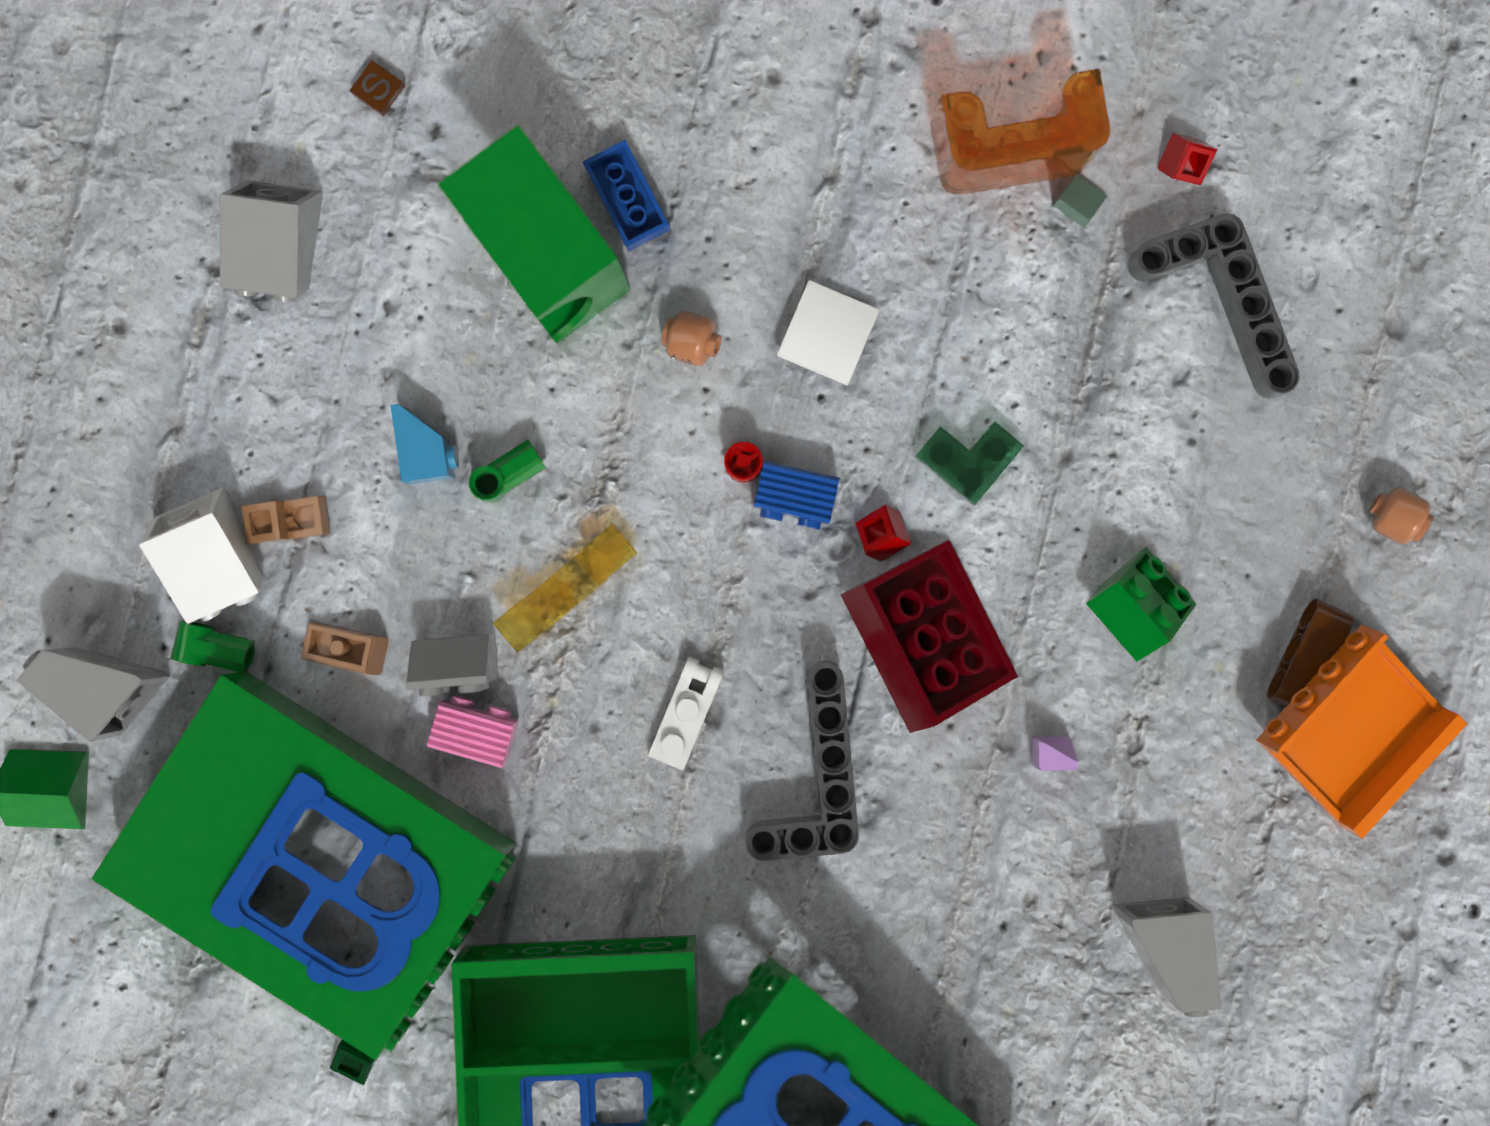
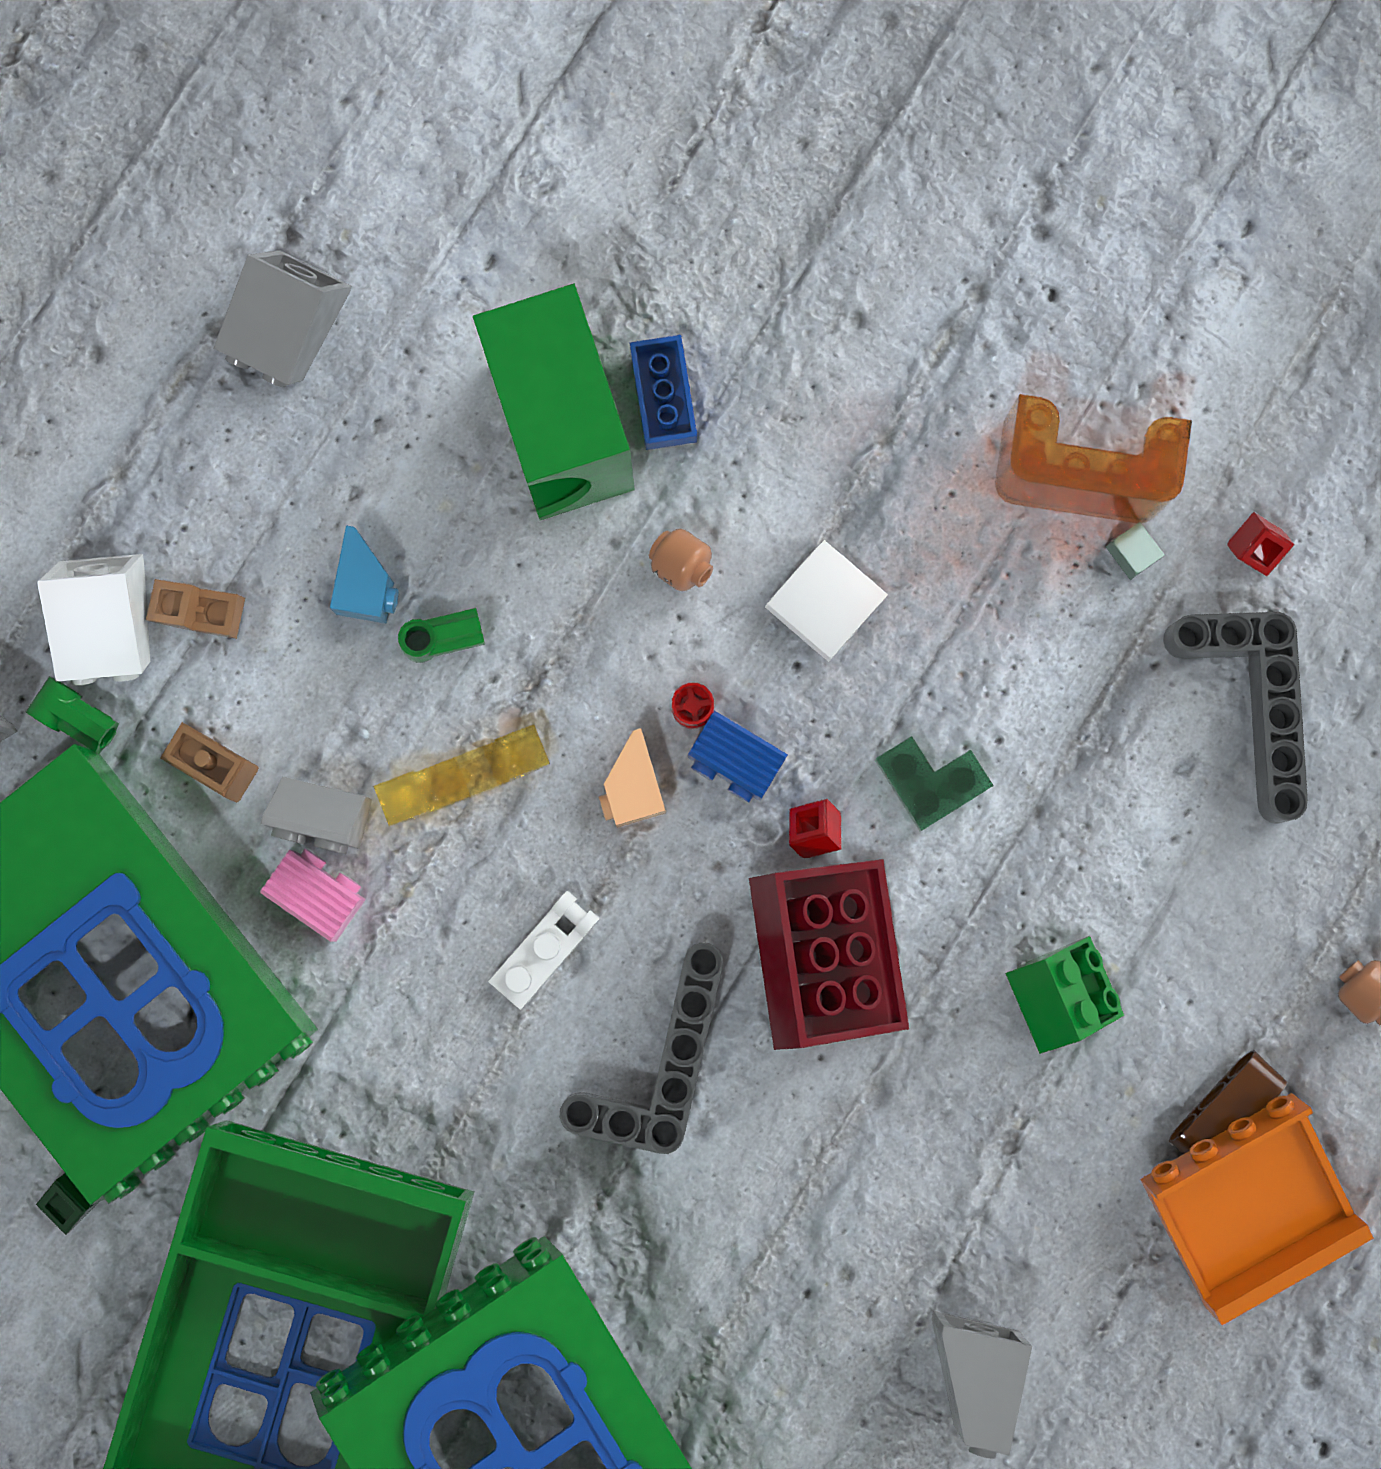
camera: 15 degrees right, 5 degrees down
(377, 88) = (444, 201): reddish brown tile -> none
(714, 548) = (632, 785): none -> light nougat slope
(1053, 753) = (920, 1123): lavender slope -> none

